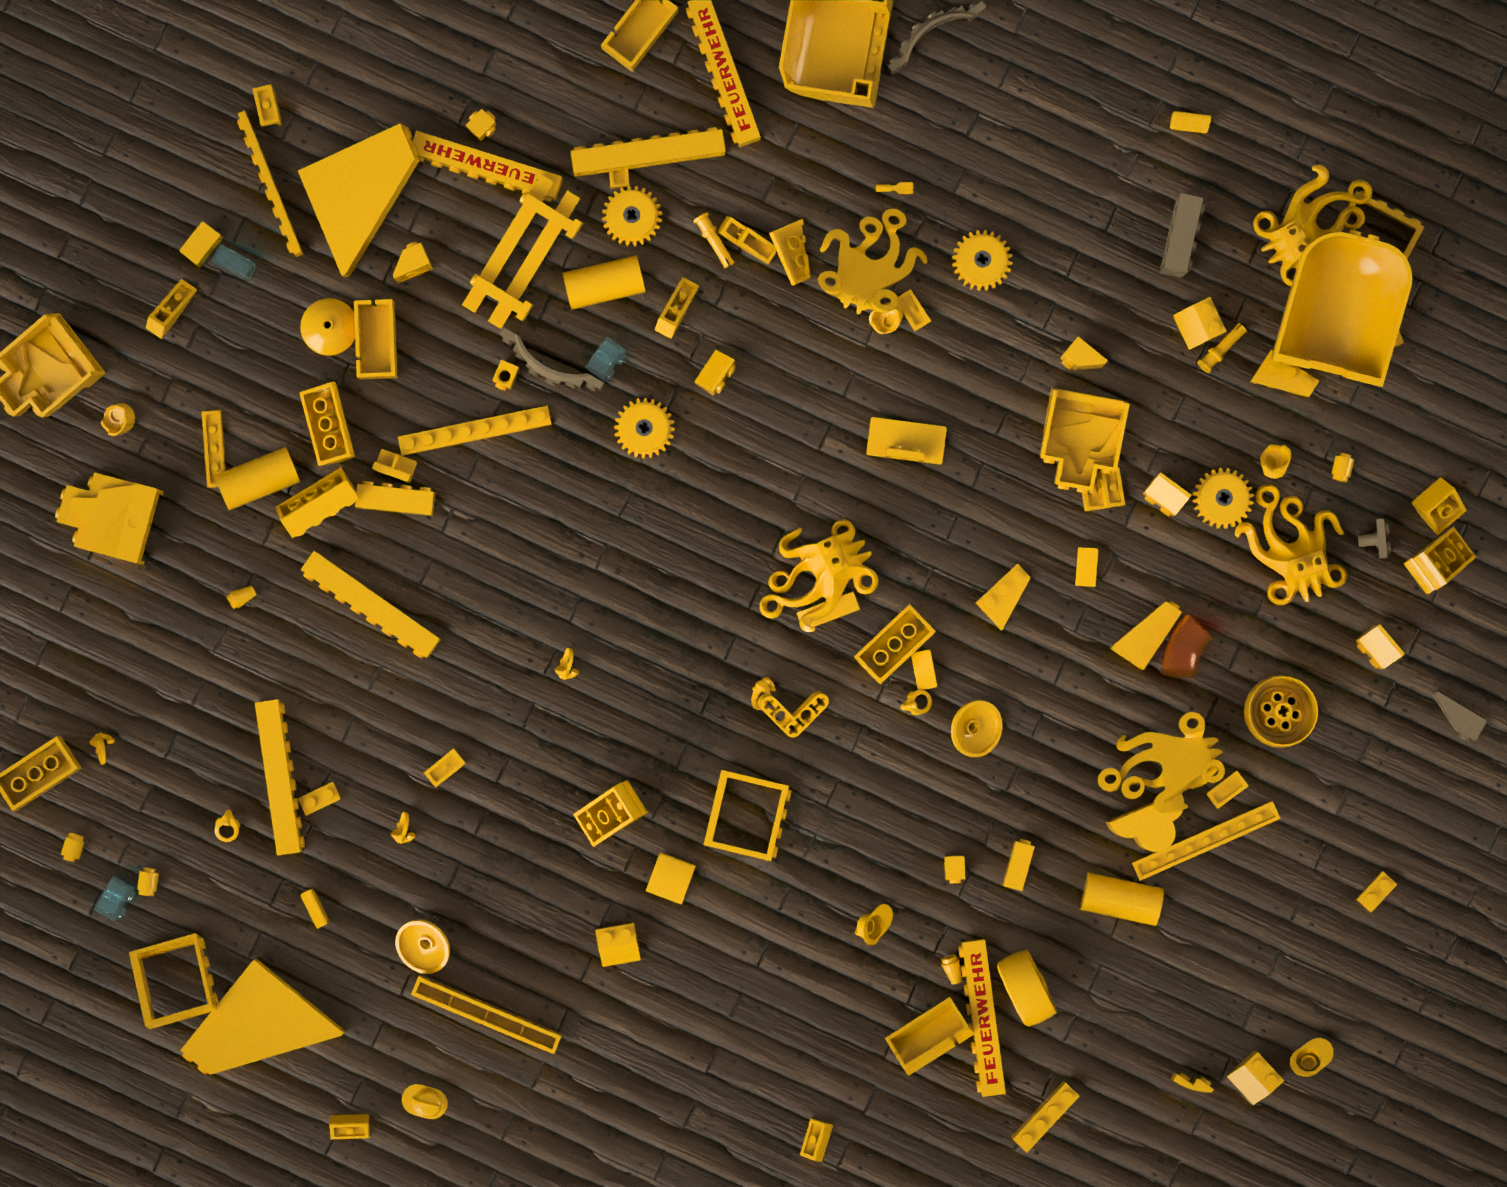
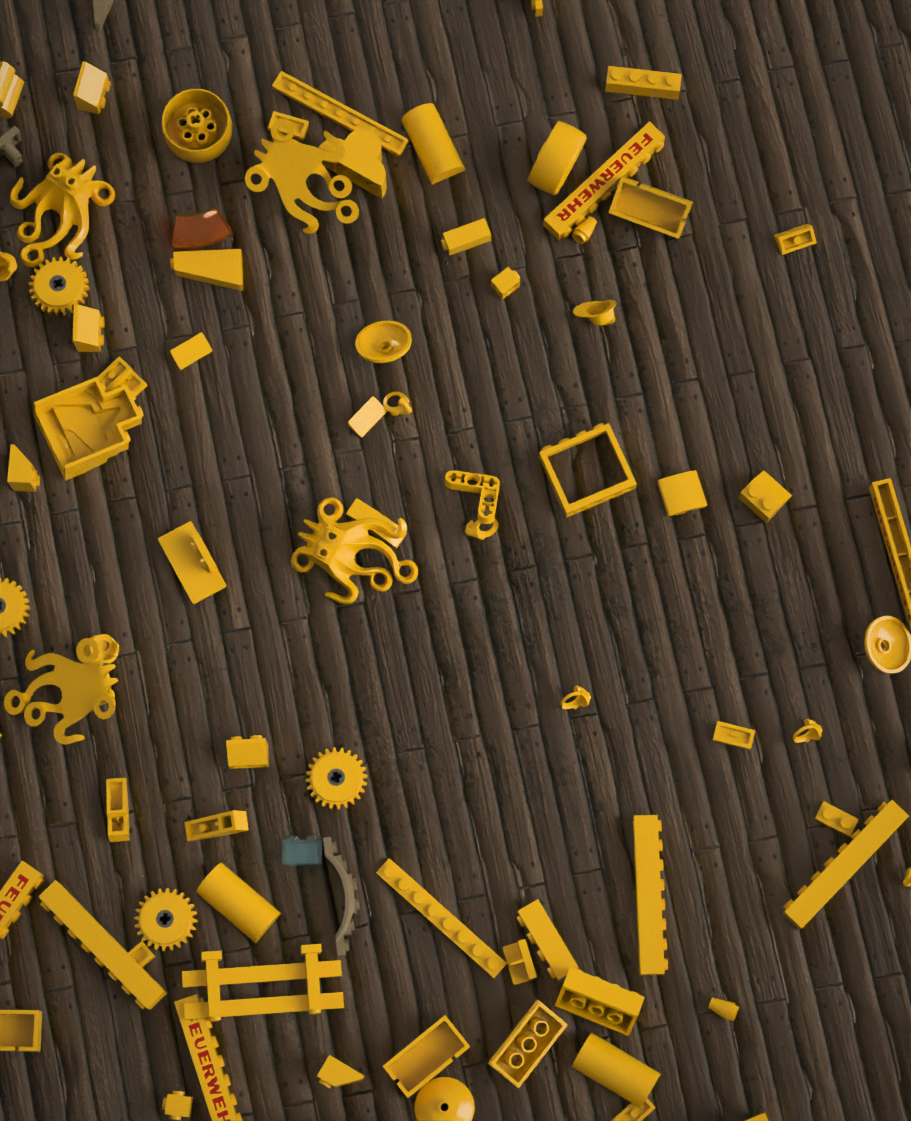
camera: 125 degrees left, 10 degrees down
(505, 367) = (367, 923): yellow brick -> none
(610, 813) = (667, 573): yellow brick -> none
(709, 232) = (133, 845): yellow pin -> none
(791, 249) = (101, 766): yellow wing -> none
(894, 644) = (364, 451): yellow brick -> none
(913, 310) = (81, 629): yellow plate -> none
(1003, 596) = (261, 398): yellow wing -> none

